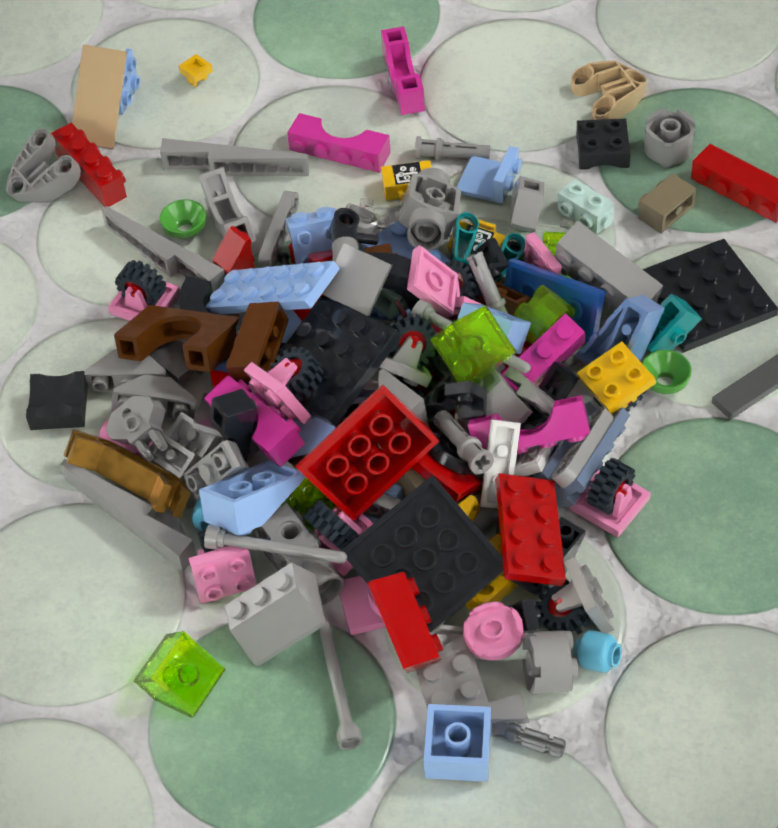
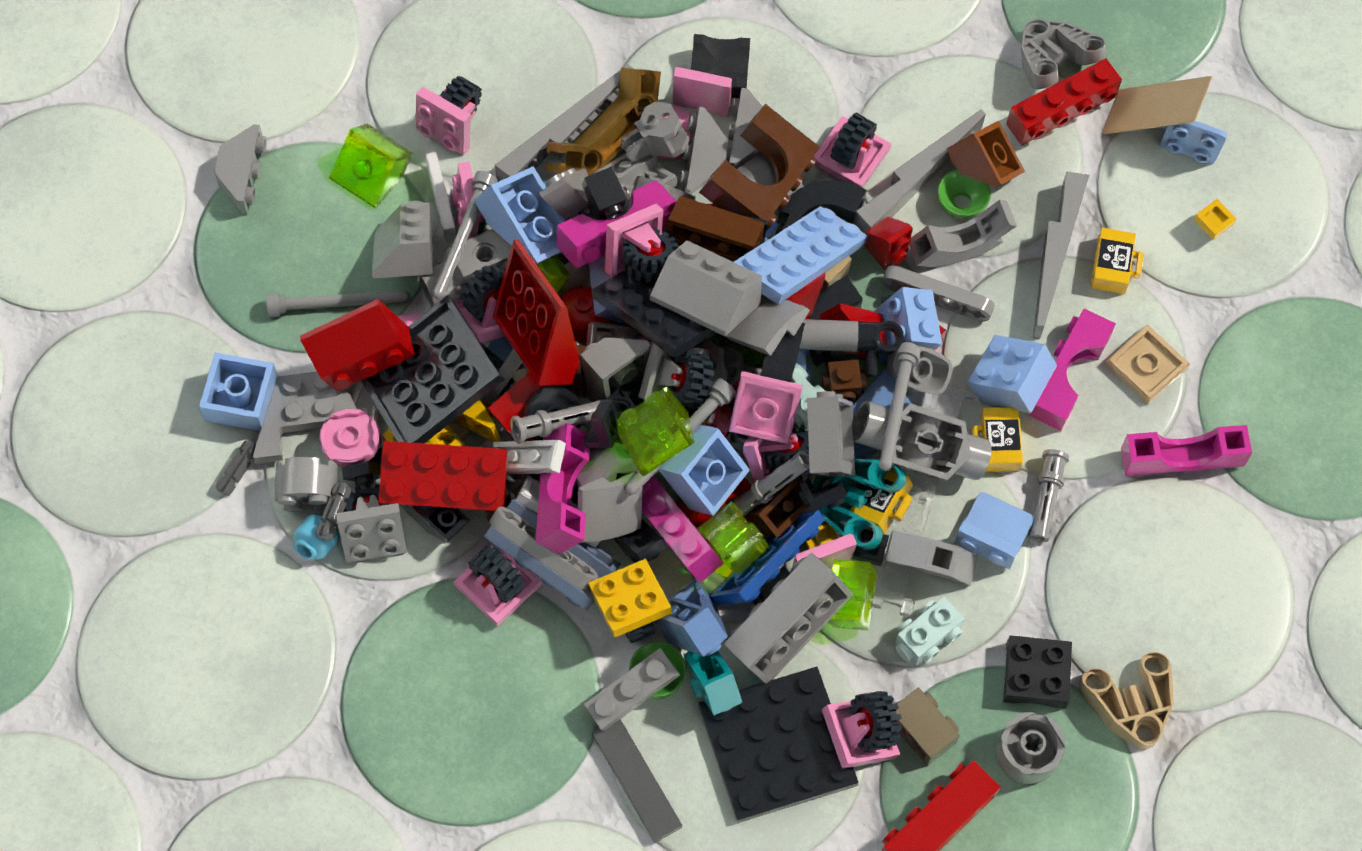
camera: 90 degrees right, 15 degrees up
(89, 400) = (703, 90): none -> bright pink tile
(122, 604) = (449, 114): none -> bright pink plate
(149, 202) = (986, 156): none -> dark orange slope
(192, 798) = (239, 166): none -> light grey slope
(205, 607) = (440, 196): none -> white tile
(236, 127) = (1114, 261): none -> yellow piece
(326, 103) = (1147, 364): none -> tan tile
(331, 317) = (707, 288): none -> light grey slope
(353, 167) = (1012, 373): none -> light blue brick
(365, 209) = (907, 358): none -> light grey piece
(450, 238) = (830, 435): none -> light grey window
(577, 624) = (334, 505): none -> dark grey axle
(682, 225) = (864, 729): none -> plate
(691, 380) = (632, 689): none -> light grey plate

